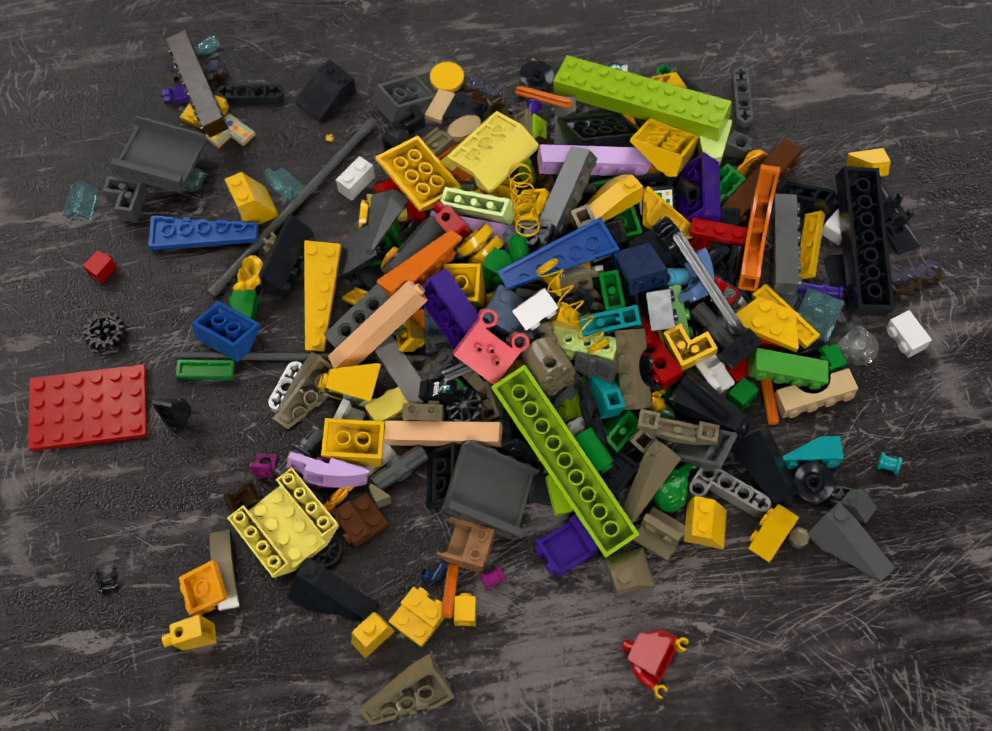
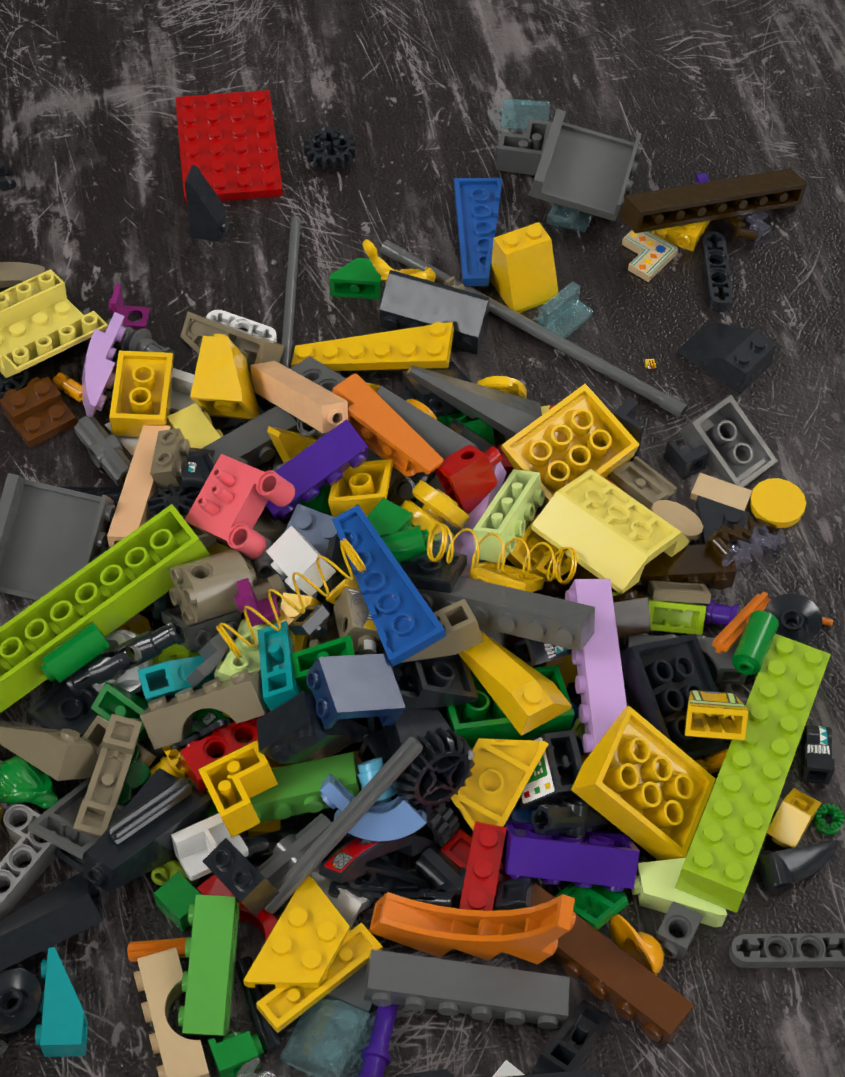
camera: 85 degrees right, 10 degrees down
(99, 266) = (424, 136): red brick -> none
(205, 369) = (270, 247): green plate -> none
(208, 45) = (794, 219): clear light blue cone -> none
(226, 331) = (317, 254): blue slope -> none
(244, 496) = (80, 289): dark brown bracket -> none
(355, 178) = (566, 378): white brick -> none
(379, 497) = (64, 428): dark tan slope -> none
(563, 88) = (755, 642): none -> green brick
(565, 335) = (248, 598): none -> magenta bracket
(620, 106) = (713, 716): none -> yellow torso
(811, 243) = (470, 1040): yellow plate -> none

